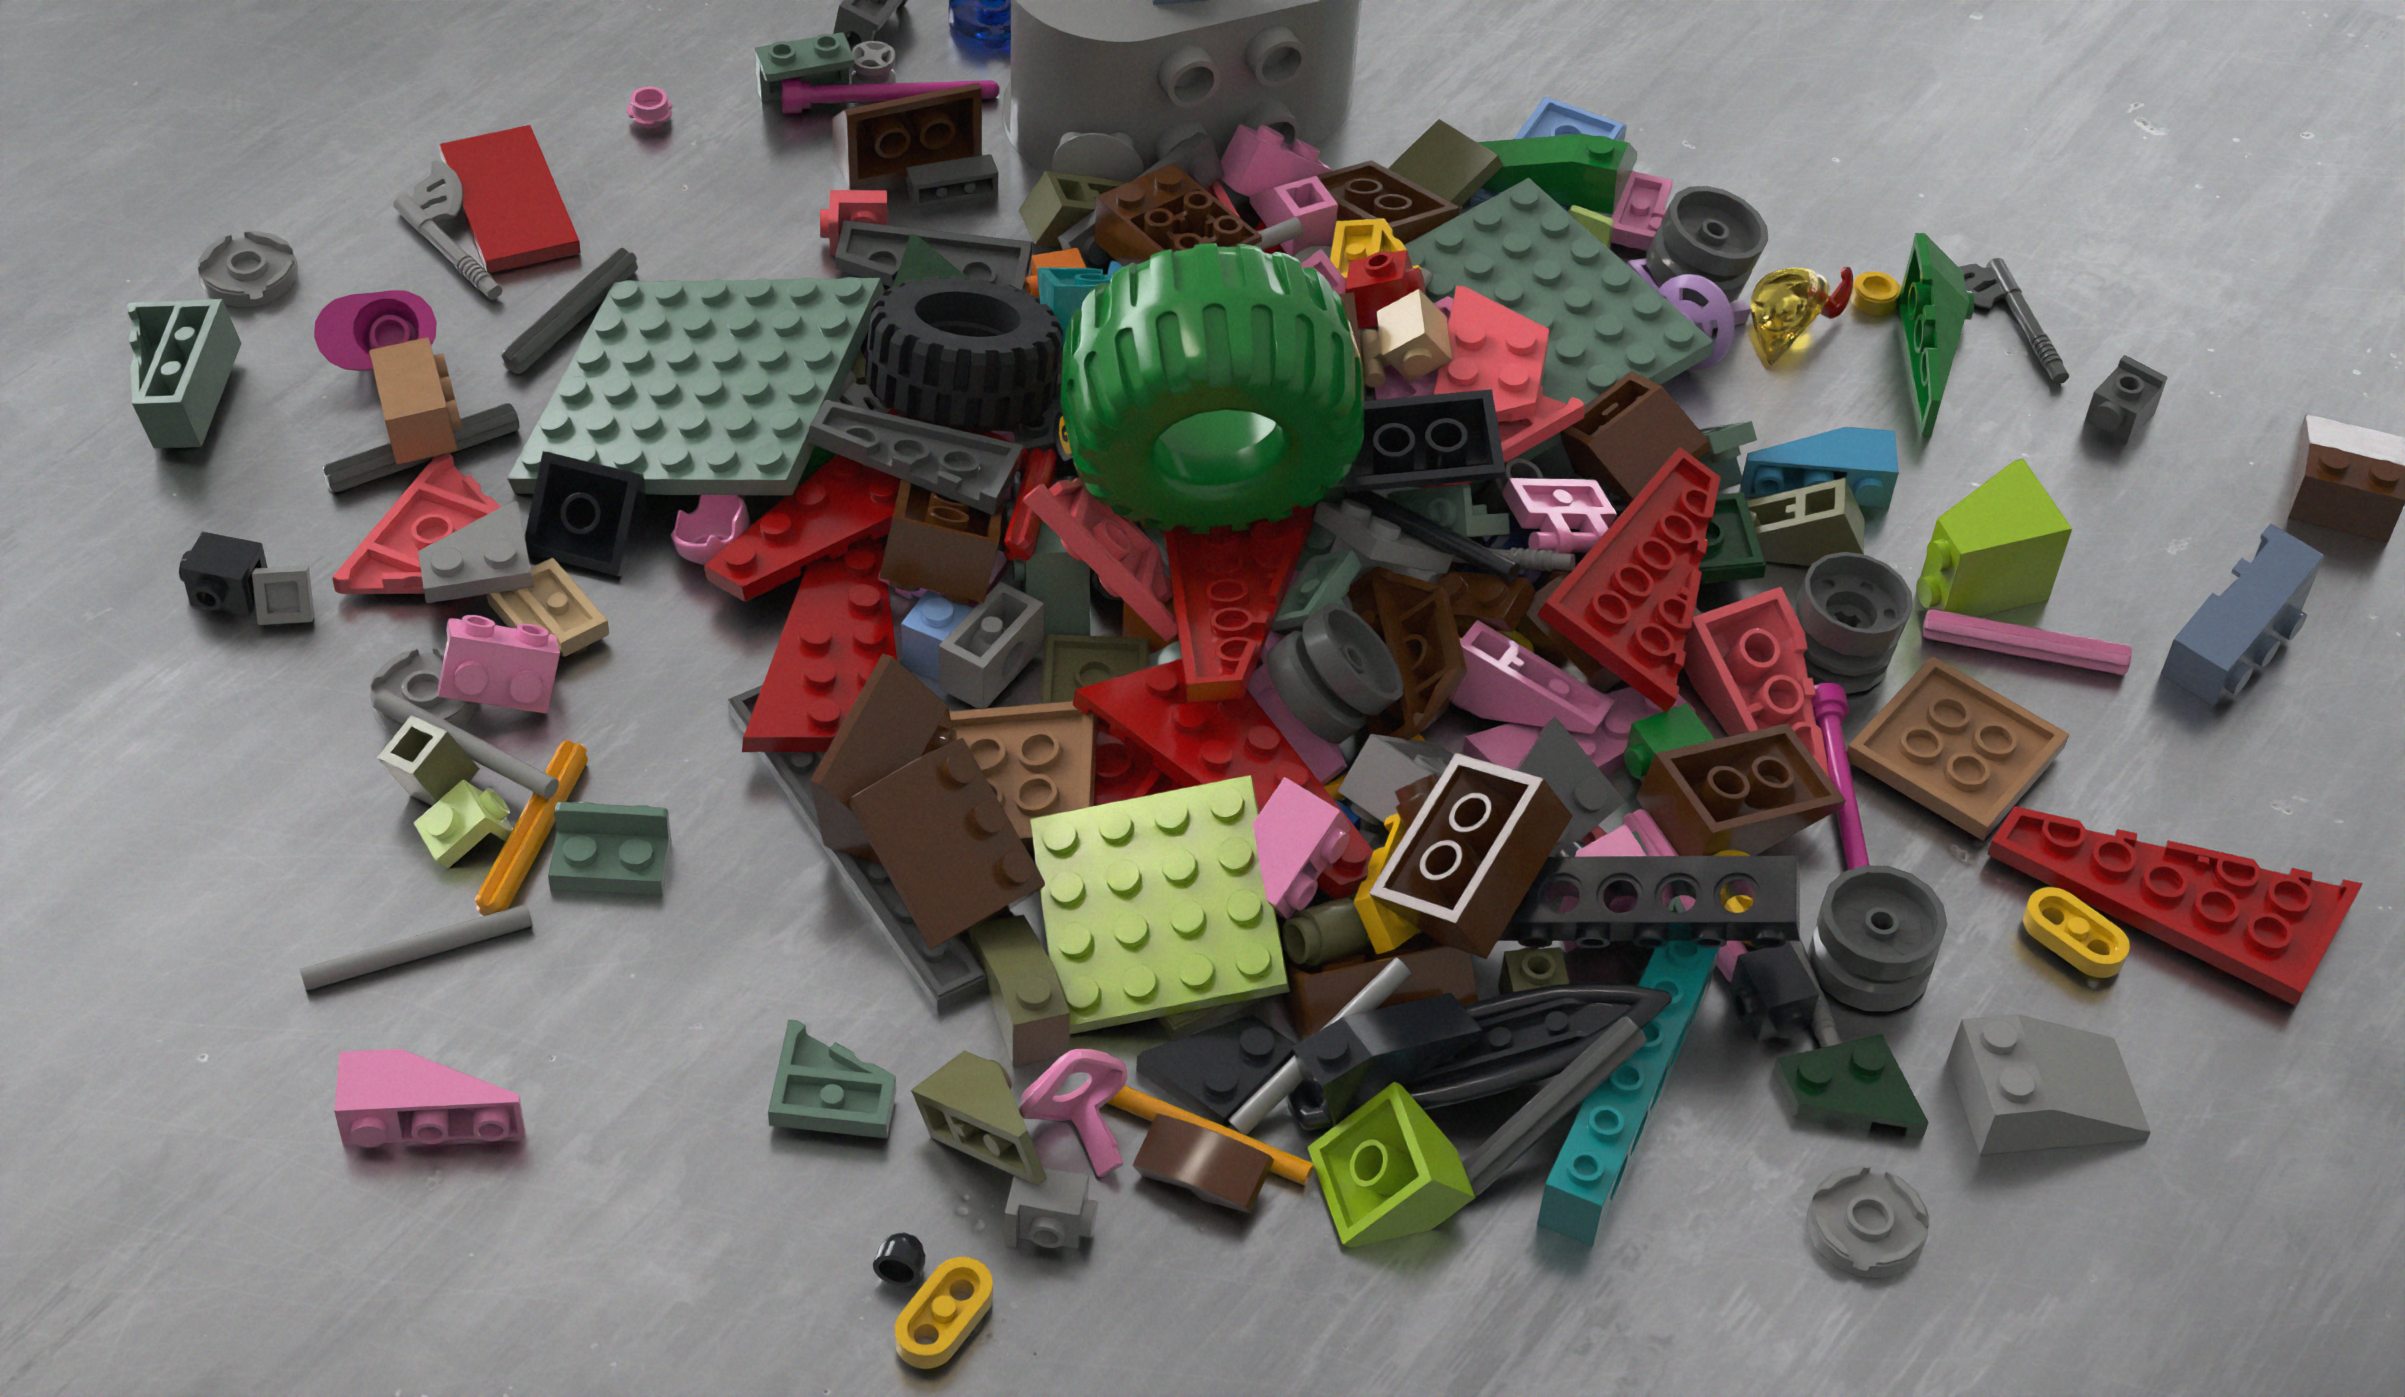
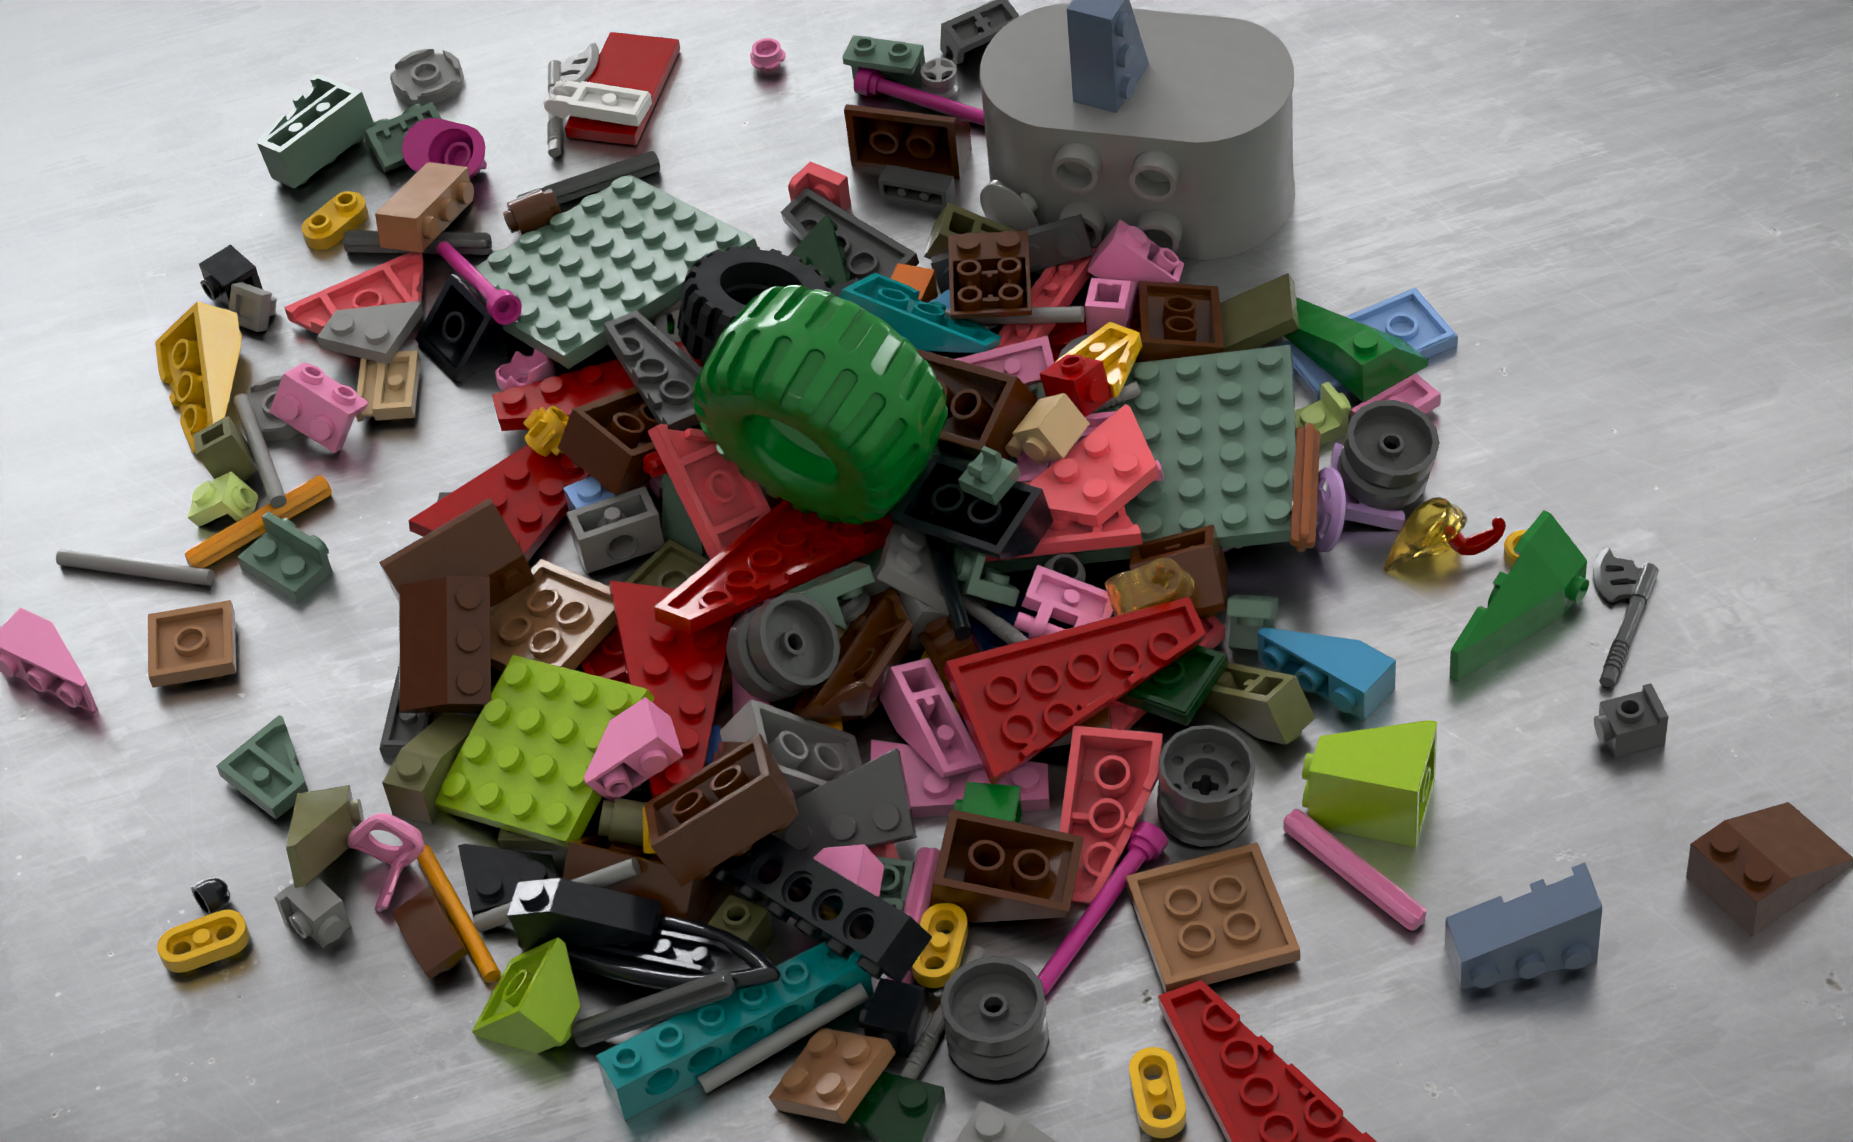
camera: 45 degrees right, 0 degrees up
(287, 463) = (333, 219): none -> yellow plate
(289, 342) = (387, 136): none -> sand green bracket
(293, 692) = (200, 364): none -> yellow wedge
(511, 217) = (598, 102): none -> white hinge
(543, 360) = (531, 211): none -> reddish brown brick
(588, 996) = (191, 643): none -> medium nougat plate
(647, 458) = (501, 304): none -> dark pink piece
(825, 571) = (545, 430): none -> yellow gear
(1429, 397) = (989, 476): none -> sand green tile
(1633, 460) = (1146, 586): none -> clear yellow piece
(1681, 1072) = (782, 1038): none -> light grey bar
(1685, 307) = (1305, 488): none -> dark orange axle
(1774, 1079) = (832, 1075): none -> medium nougat plate

